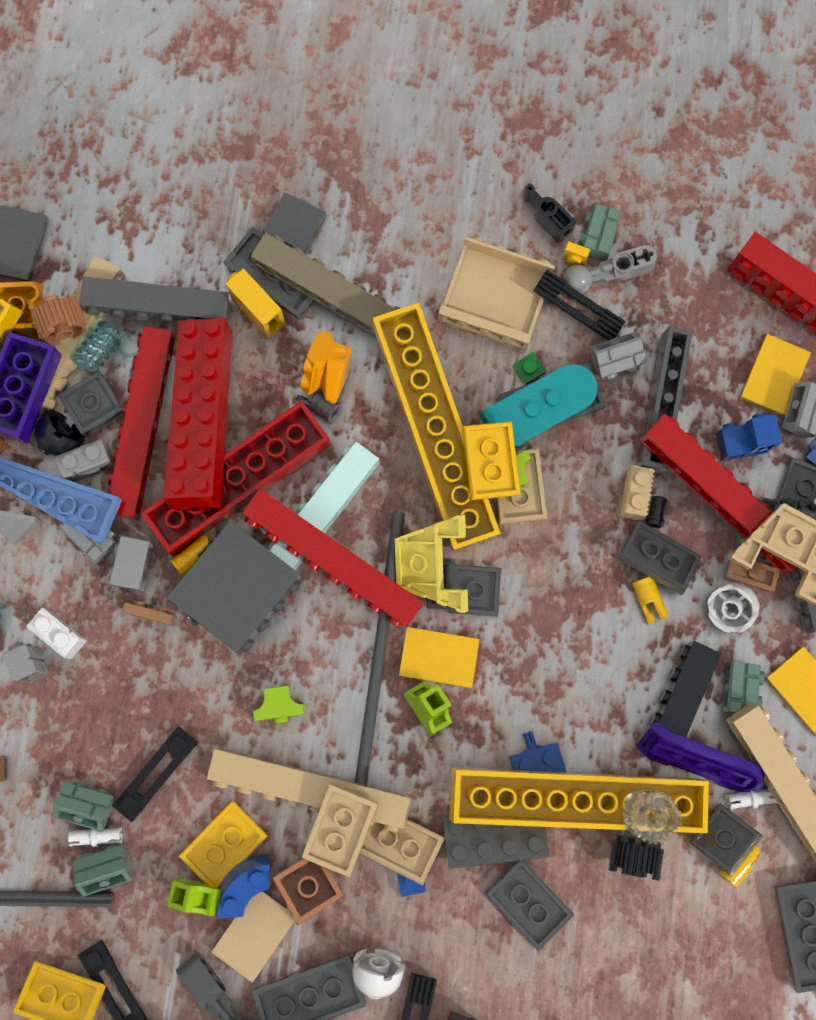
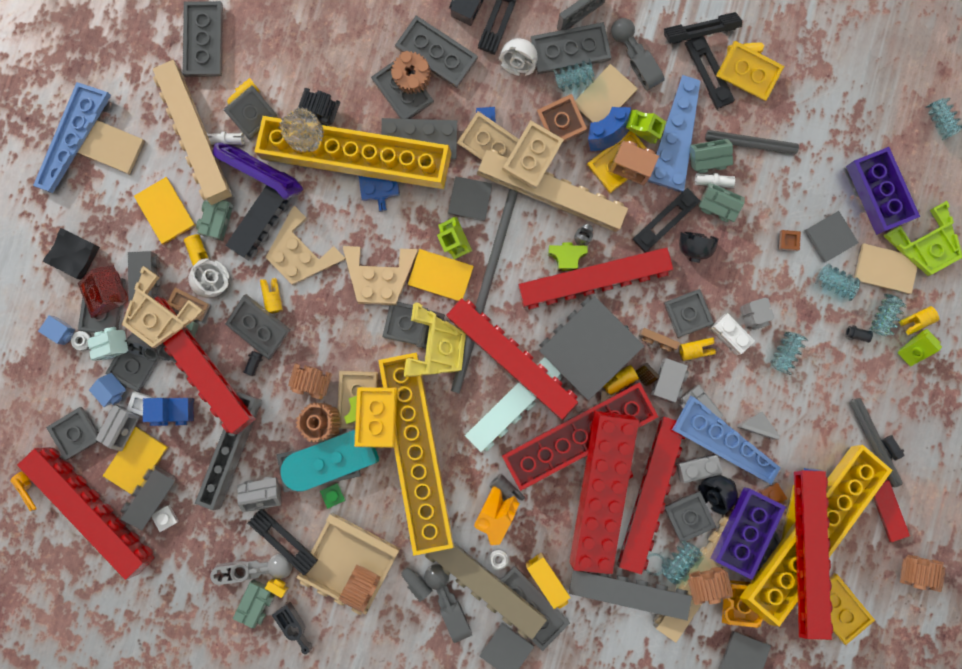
camera: 170 degrees left, 5 degrees up
(103, 608) = (694, 349): none -> yellow hinge
(111, 743) = (697, 245): none -> black cylinder
(114, 654) = (688, 313): none -> dark grey tile
(154, 868) = (677, 137): none -> medium blue wing
(161, 568) = (646, 374): none -> dark brown slope
(204, 840) = (634, 162): none -> nougat brick
(238, 682) = (594, 278): none -> red brick
(254, 739) = (582, 240): none -> dark grey hinge
(298, 955) = (574, 75): none -> clear light blue piece
(318, 315) = (498, 566): none -> white plate
(368, 259) = (449, 606): none -> dark grey beam
(412, 280) = (416, 584): none -> dark grey hinge
(416, 765) = (470, 198): none -> dark grey tile
(477, 262) = (359, 588): none -> nougat brick
(491, 964) = (443, 54): none -> dark grey plate
(516, 634) = (378, 284): none -> tan wing
(534, 919) = (403, 65): none -> nougat brick
(560, 449) = (328, 422): none -> nougat brick
(581, 497) = (310, 381): none -> nougat brick
(631, 654) = (293, 257): none -> tan wing
(636, 493) = (265, 379): tan brick -> none
(725, 314) = (164, 518): none -> white plate
(751, 333) = (147, 497): none -> dark grey brick
(757, 644) = (195, 248): none -> yellow hinge
(789, 444) = (136, 403): none -> white plate

